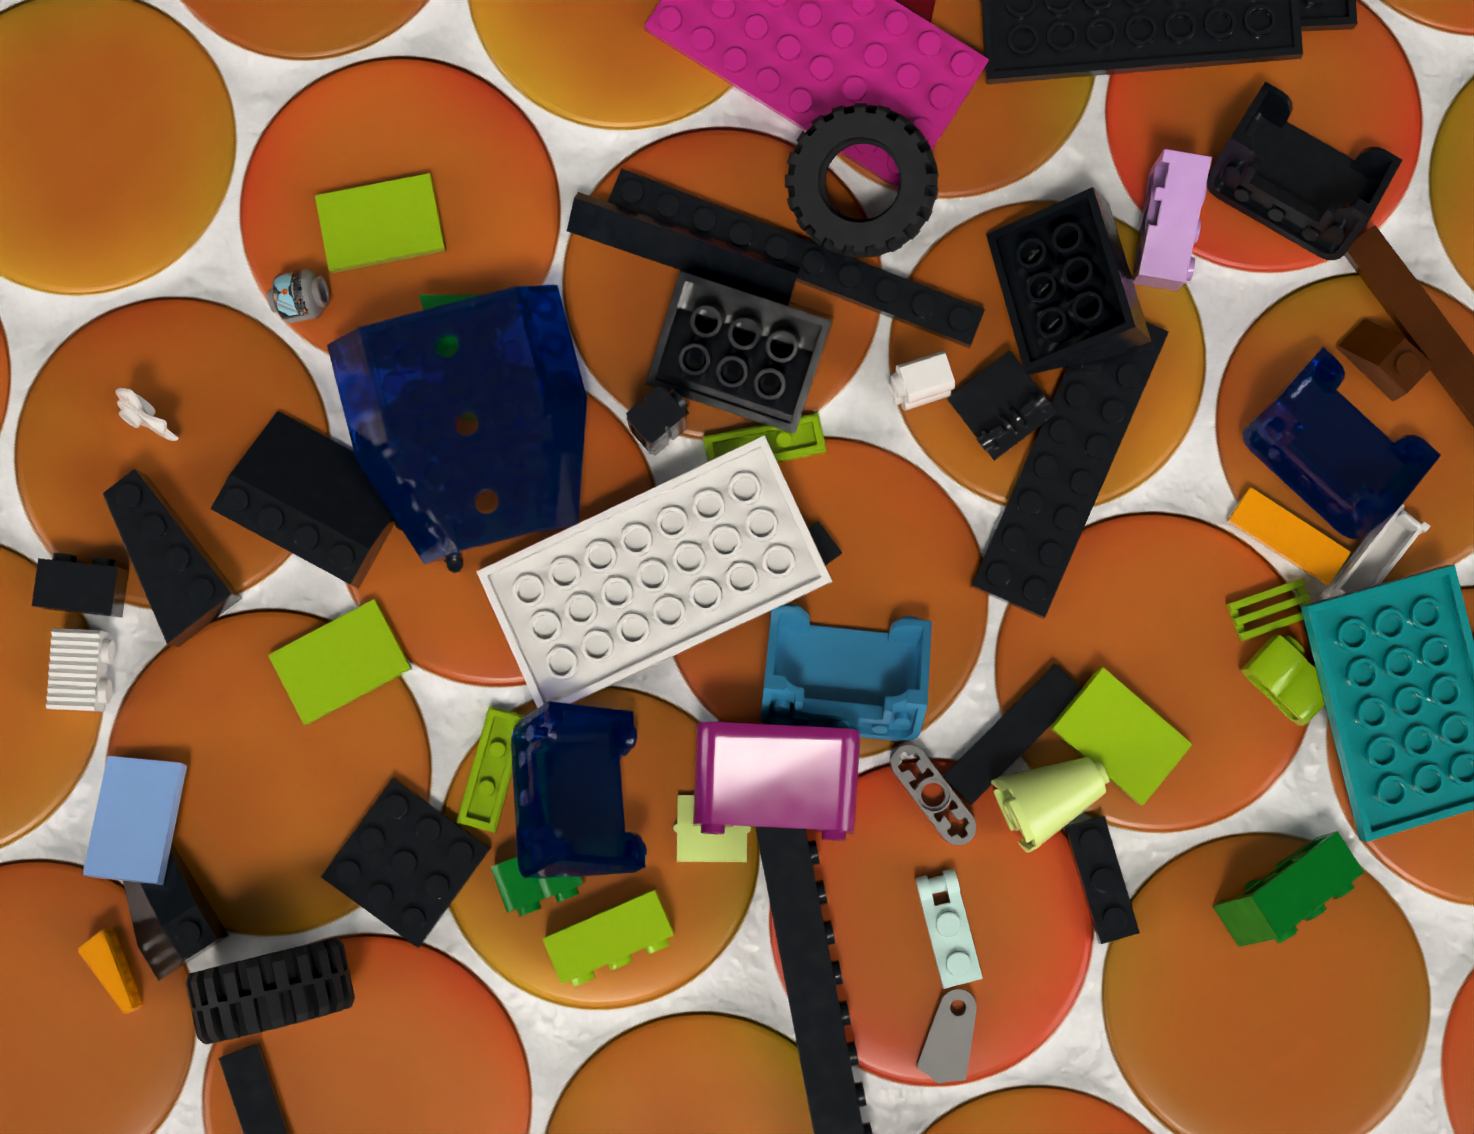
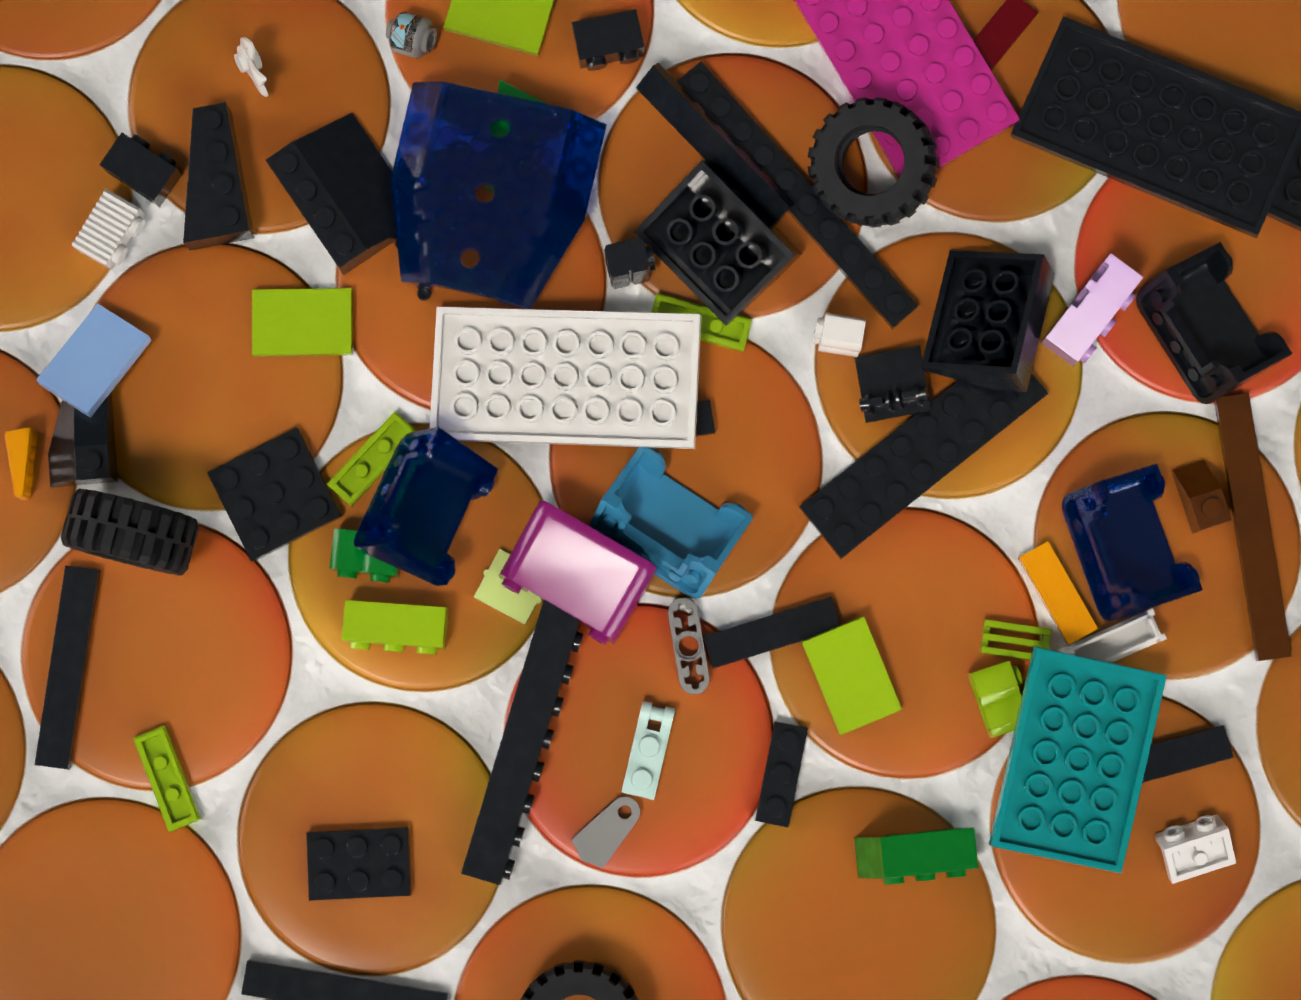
camera: 30 degrees right, 0 degrees up
(512, 195) = (608, 40): none -> black brick
(1048, 797) = (772, 691): yellowish green cone -> none

